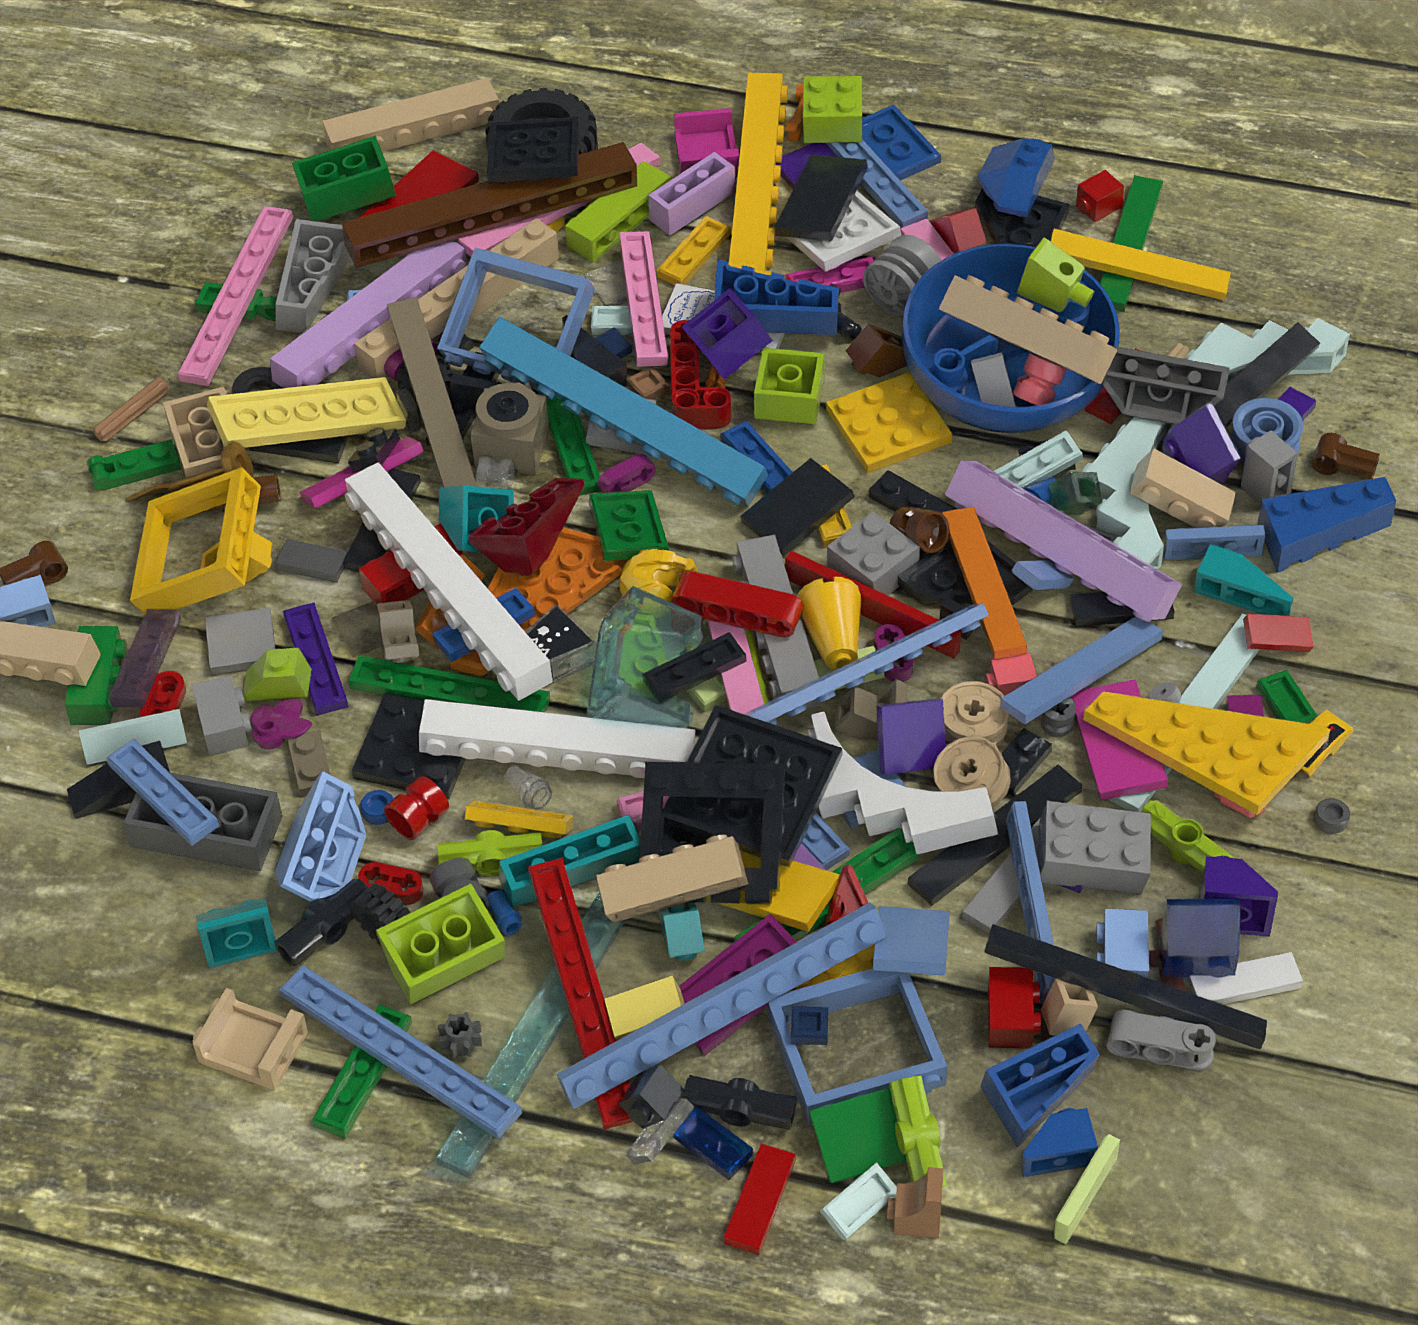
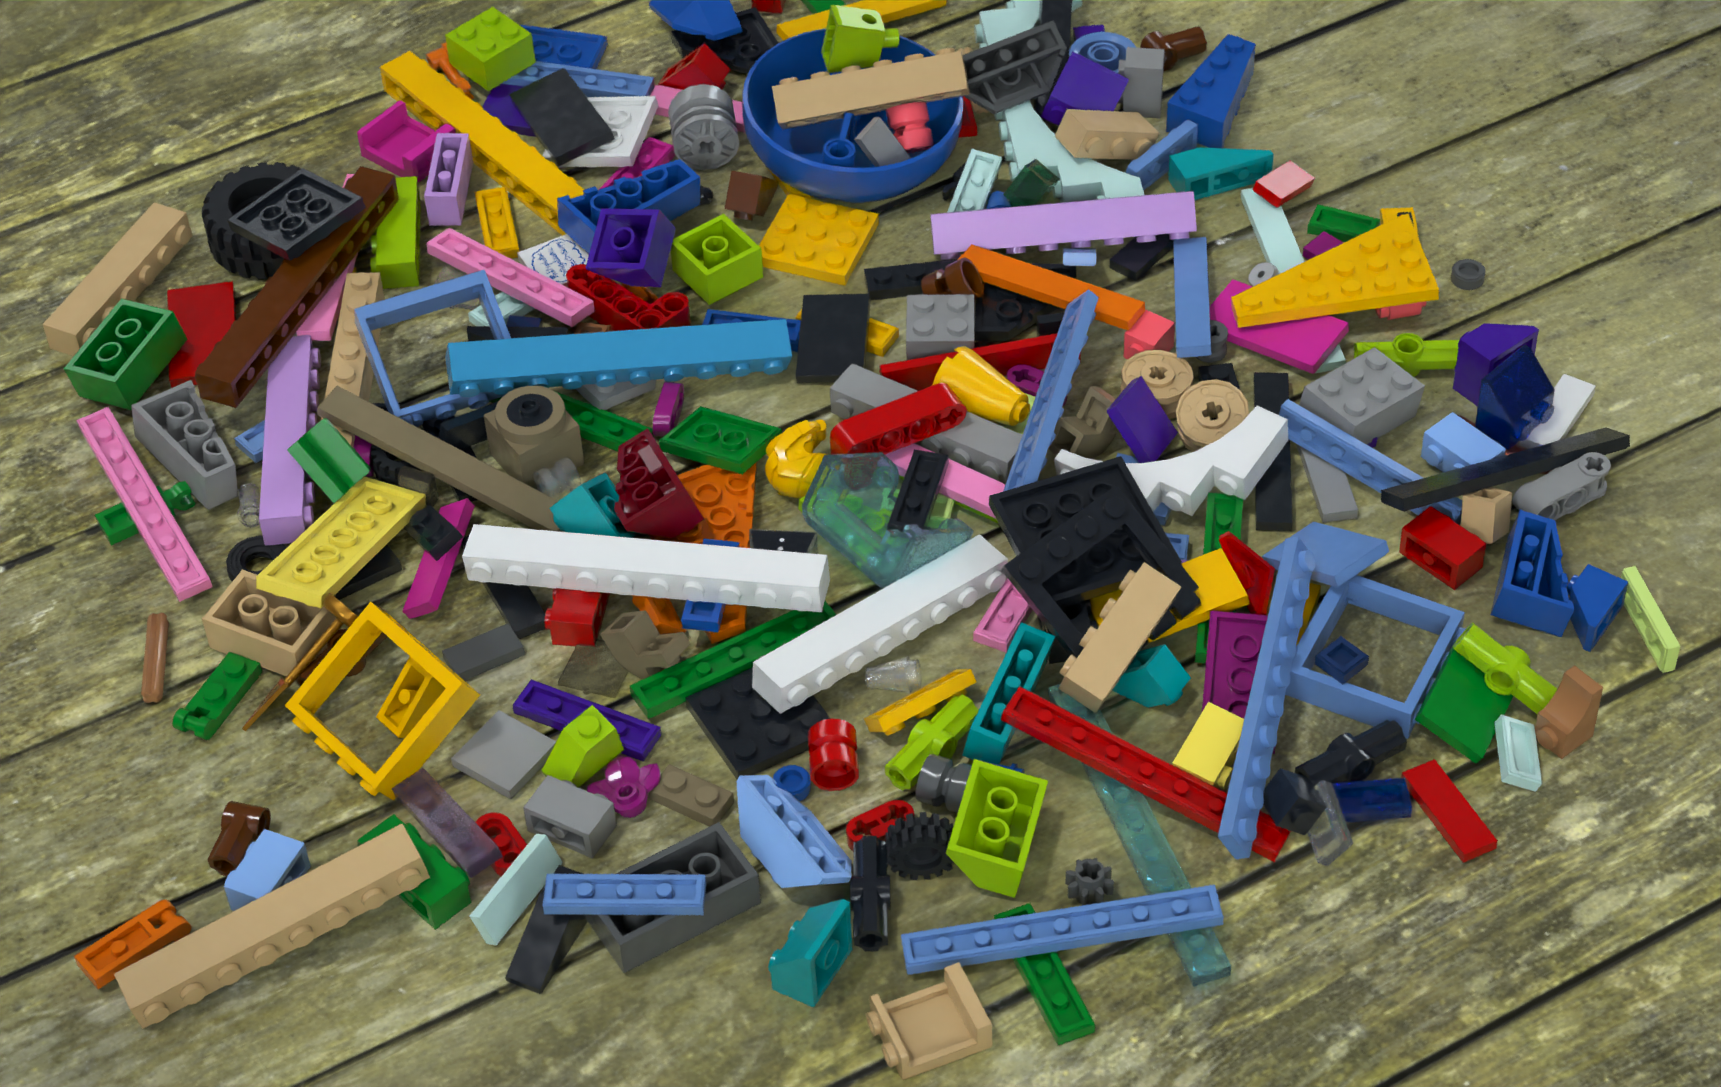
camera: 45 degrees left, 5 degrees down
(356, 348) = (329, 459): none -> green panel

